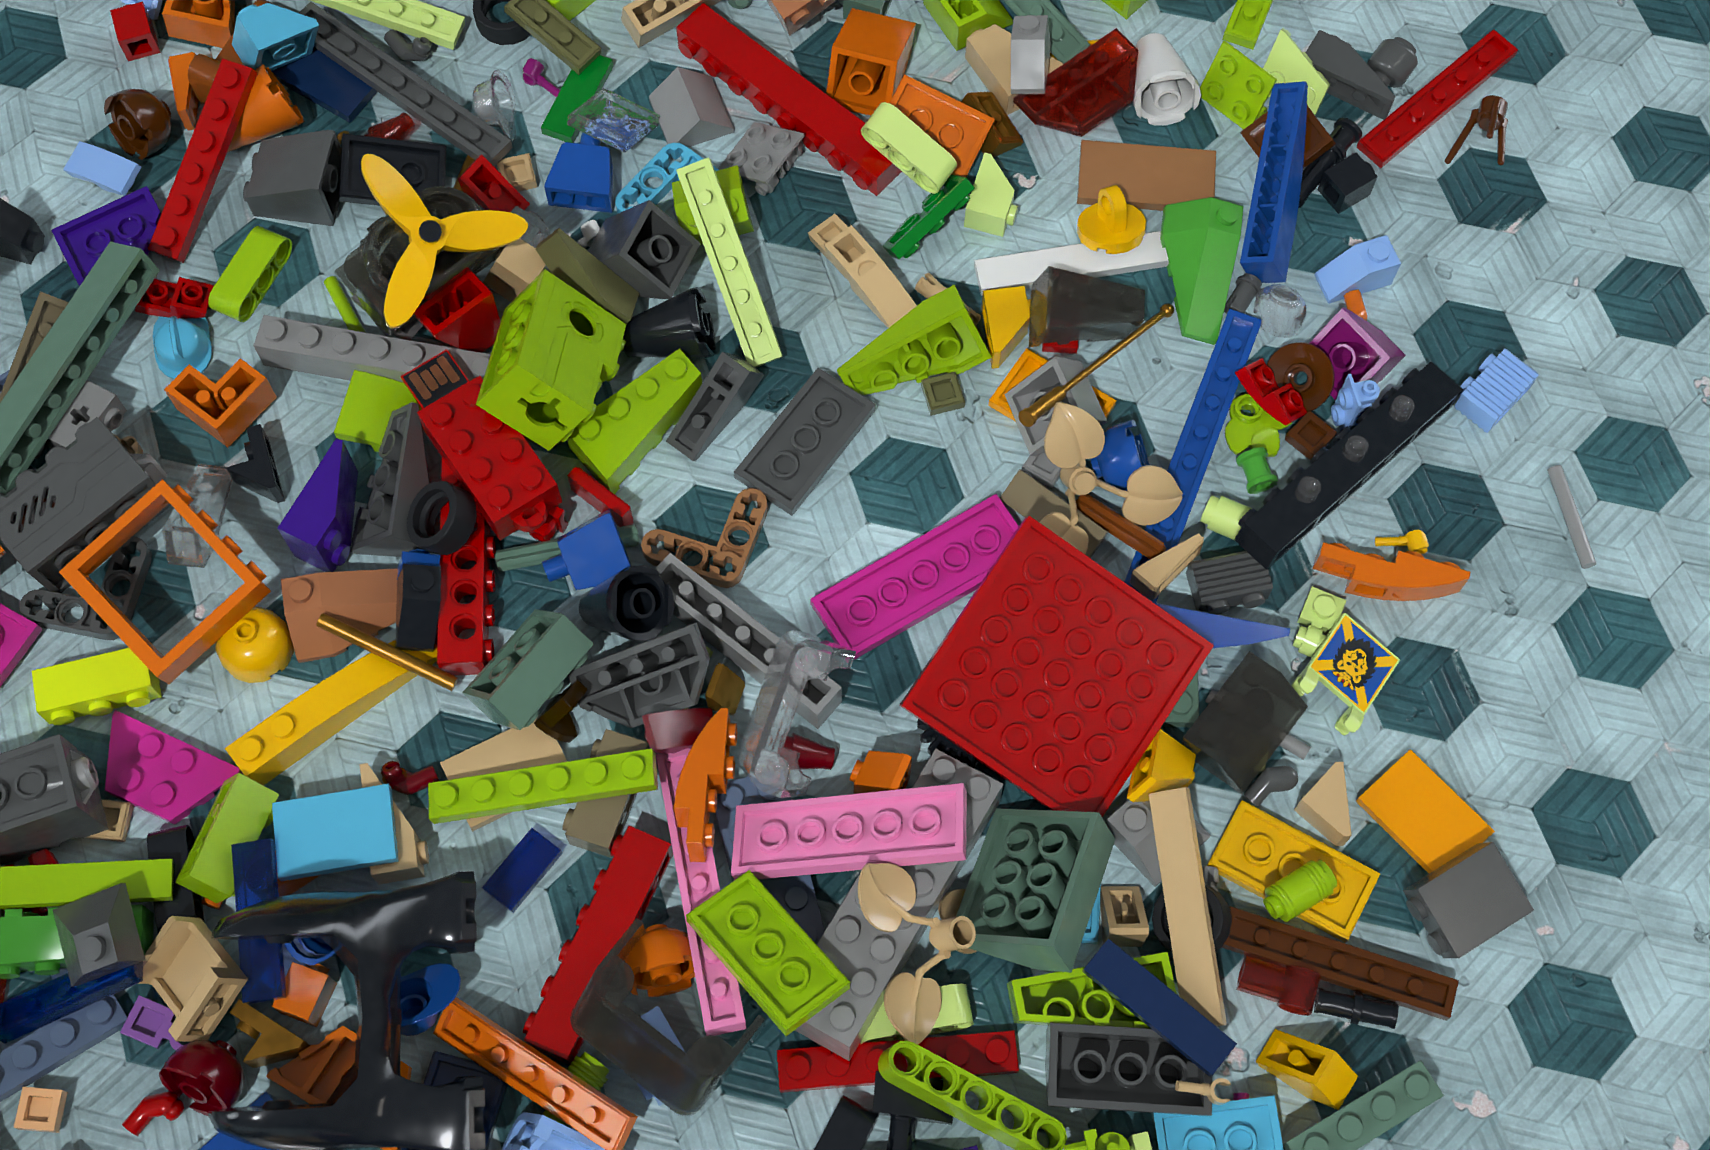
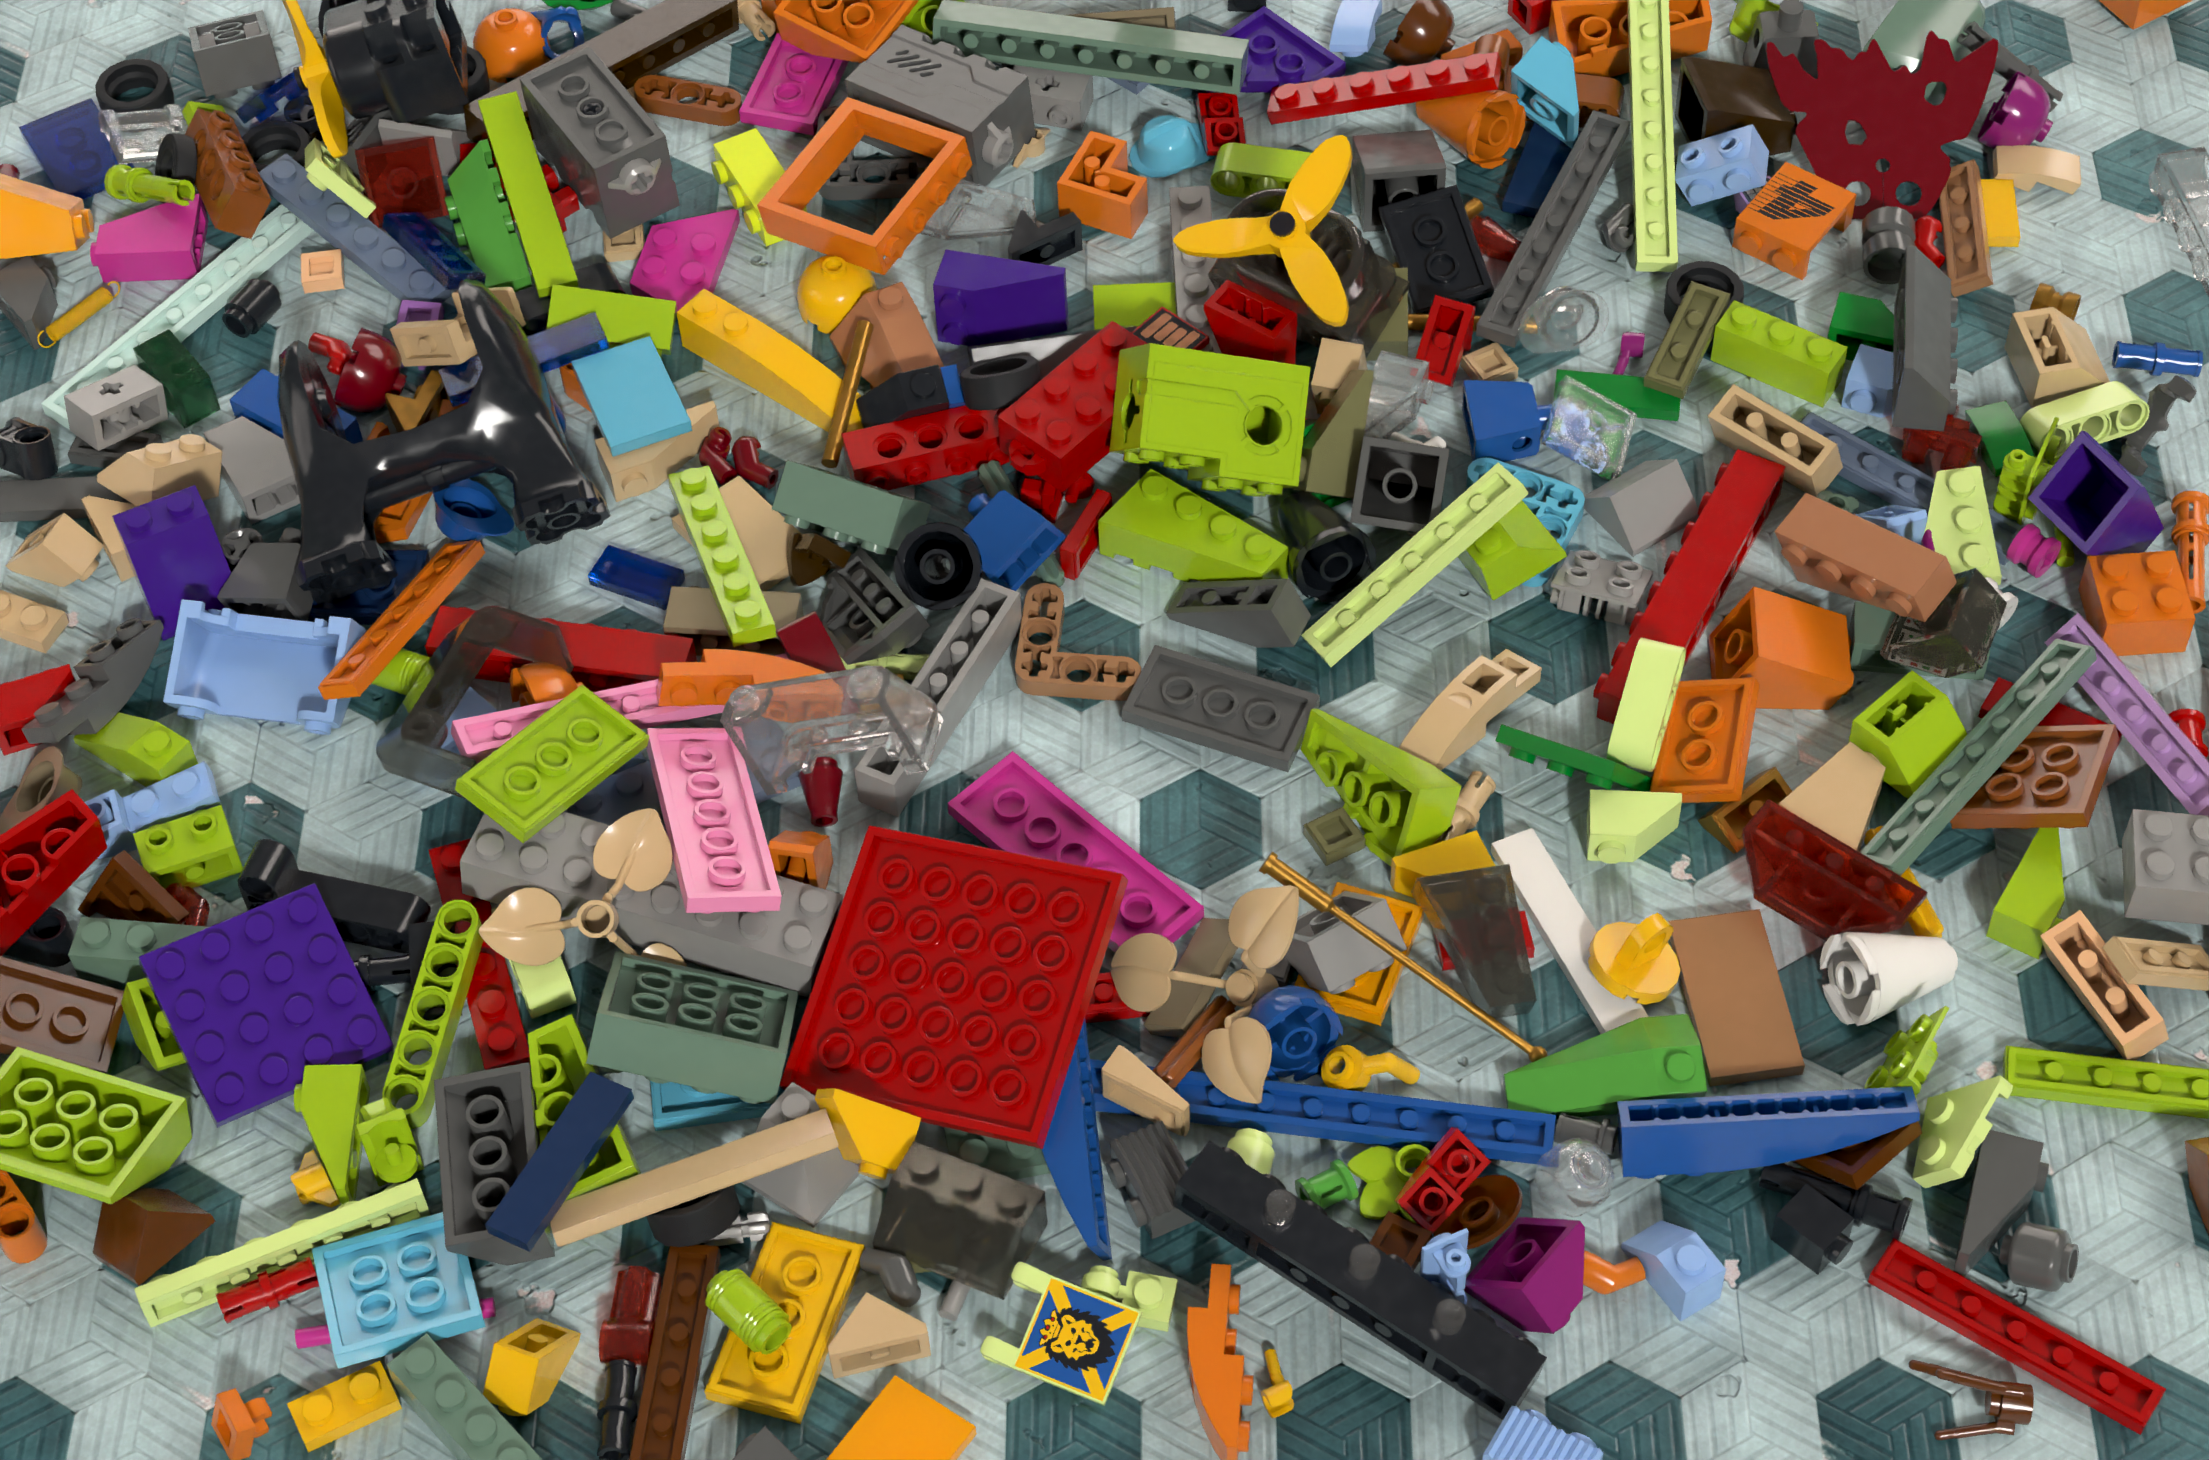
camera: 80 degrees right, 15 degrees down
(98, 934) = (477, 235): dark grey slope -> none
(423, 753) = (748, 465): none -> dark red arm
(1030, 54) = (1833, 795): light grey slope -> none
(1123, 916) = (682, 1131): tan slope -> none
(1163, 420) = (1360, 1068): none -> yellow plate
(1204, 1089) = (468, 1228): tan hand -> none

